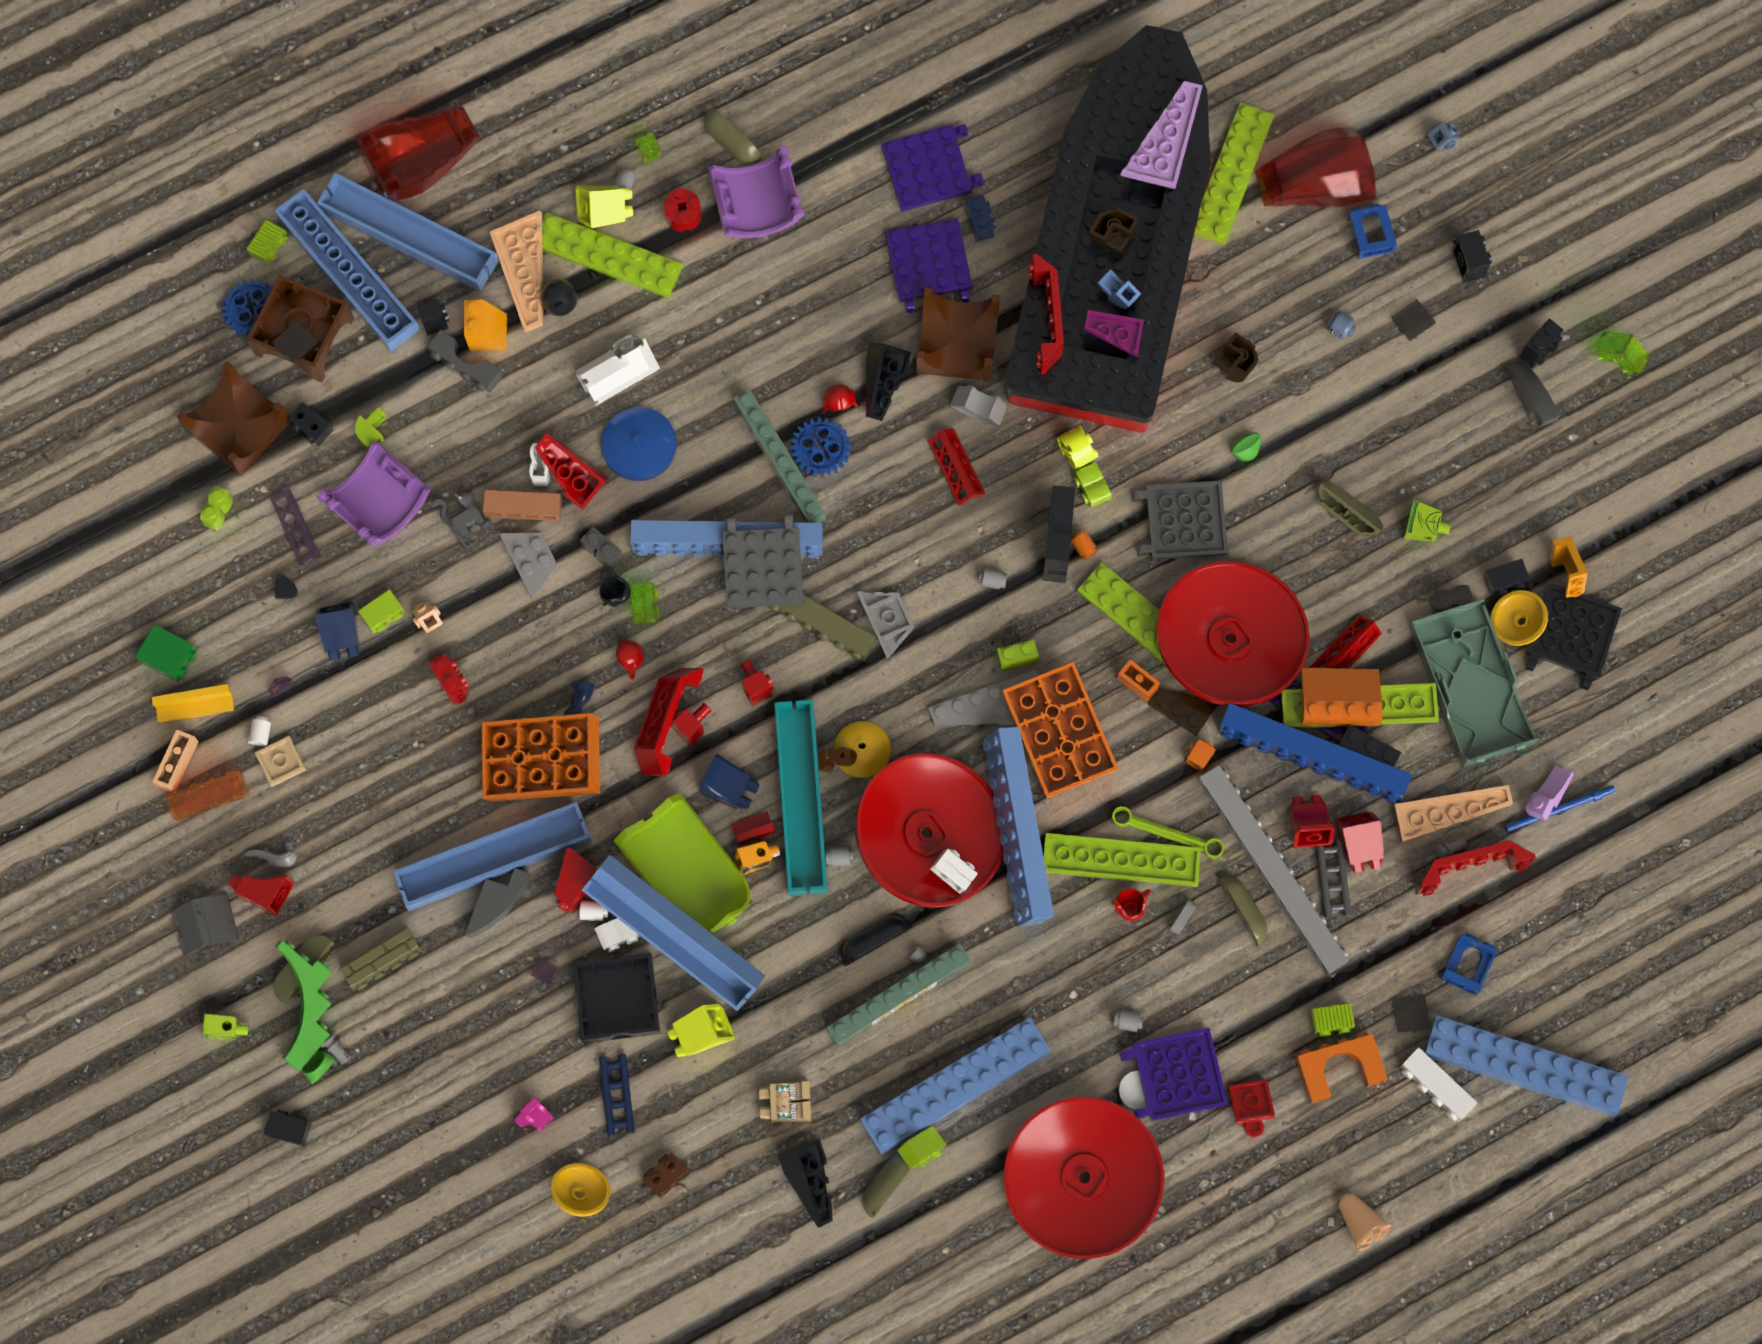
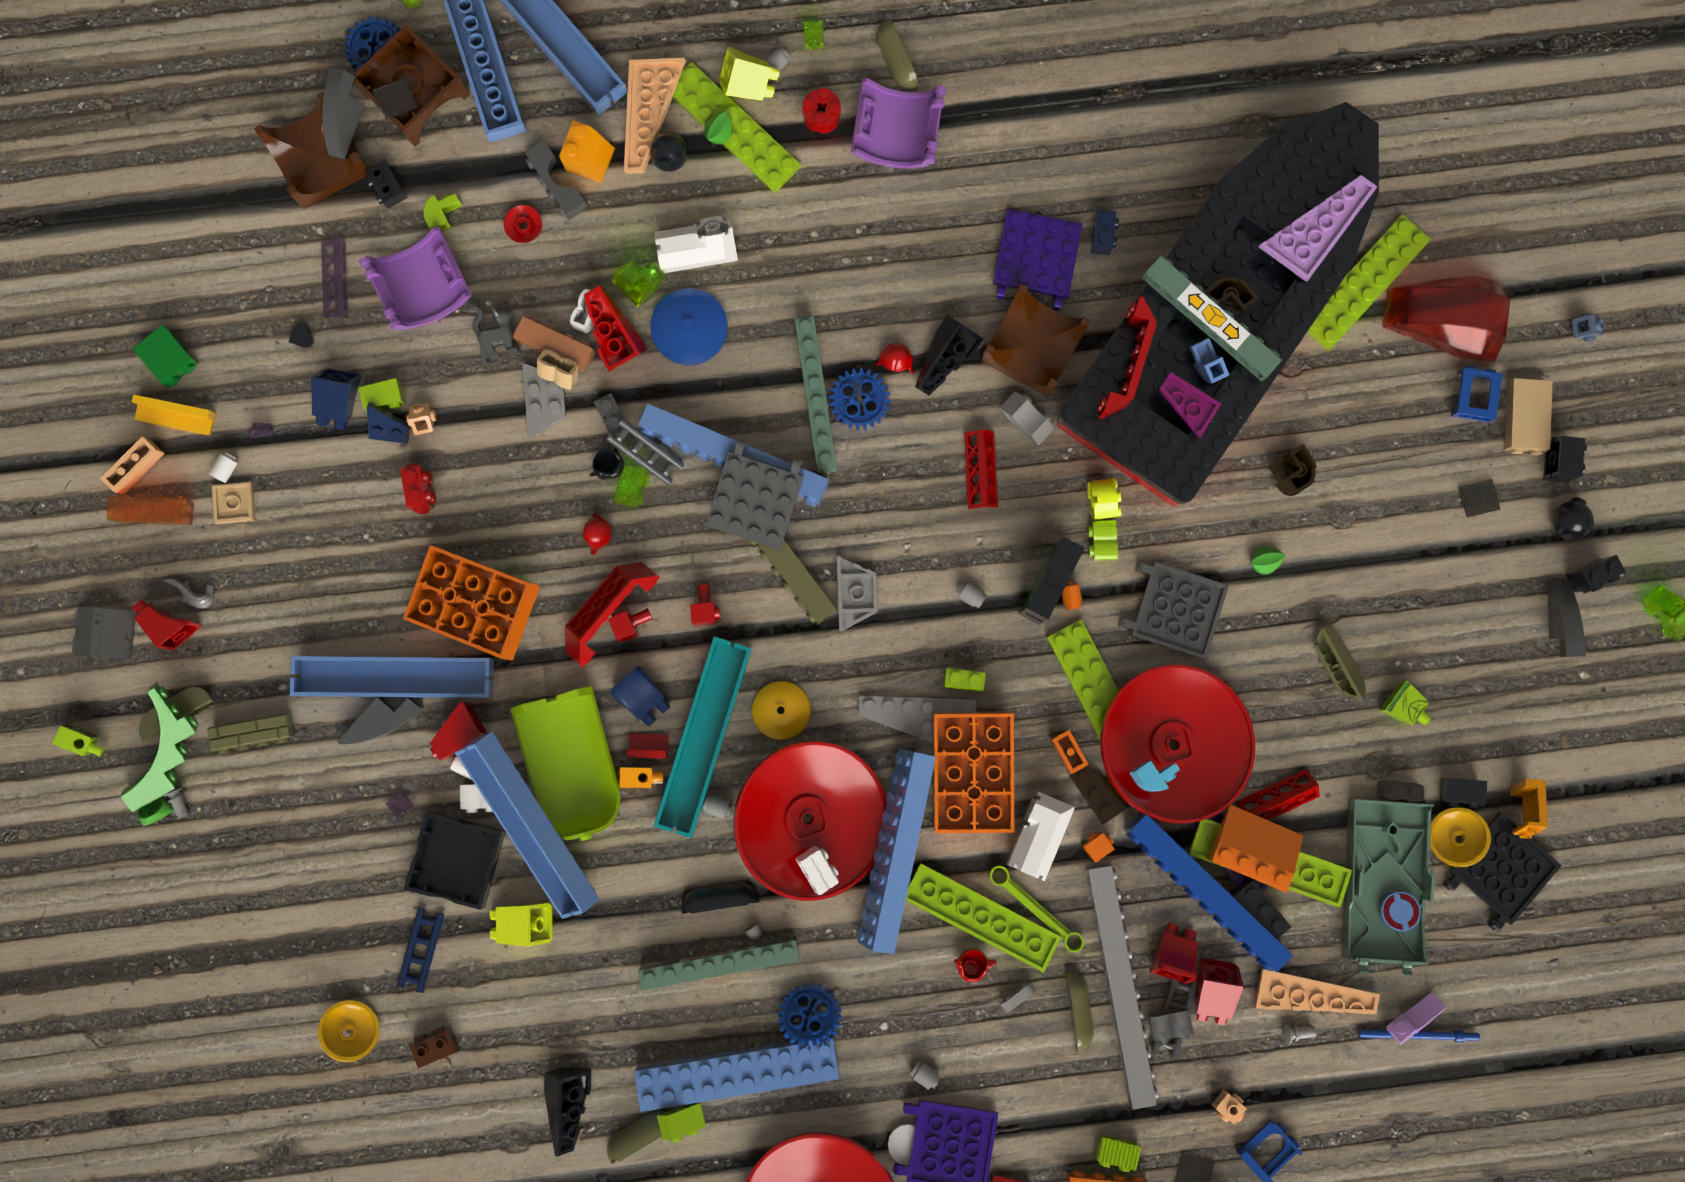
camera: 15 degrees right, 10 degrees up
(218, 505) = (263, 235): lime brick -> none
(248, 374) = (339, 112): none -> dark grey slope
(287, 1128) = (103, 859): black brick -> none
(396, 637) = (386, 426): none -> dark blue wing
(433, 316) = (541, 123): black brick -> none
(446, 404) = (522, 215): none -> red dish
(533, 1114) = (335, 941): dark pink brick -> none
(535, 524) = (557, 369): none -> tan brick
(578, 421) = (637, 282): none -> clear neon green brick
(580, 696) = (534, 555): dark blue animal -> none
(595, 260) = (718, 128): none -> bright green piece
(634, 570) = (633, 452): none -> dark grey bar
(780, 1100) = (575, 1023): tan hips -> none
(842, 756) = (749, 709): reddish brown leg -> none
(929, 167) = (1075, 160): dark purple plate -> none
(983, 1007) = (792, 1010): none -> blue gear
(1105, 251) = (1211, 318): none -> sand green brick
(1143, 764) = (1041, 835): none -> white brick
(1221, 670) = (1150, 779): none -> medium azure brick
(1331, 884) = (1170, 1025): none -> flat silver brick
(1341, 325) = (1408, 477): sand blue head -> none
(1409, 937) = (1229, 1107): none -> light nougat brick
(1425, 232) = (1528, 416): none -> tan brick
(1495, 704) = (1400, 911): none -> medium blue tile
(1502, 305) = (1573, 519): none -> black brick
(1516, 856) = (1267, 1058): red slope -> none

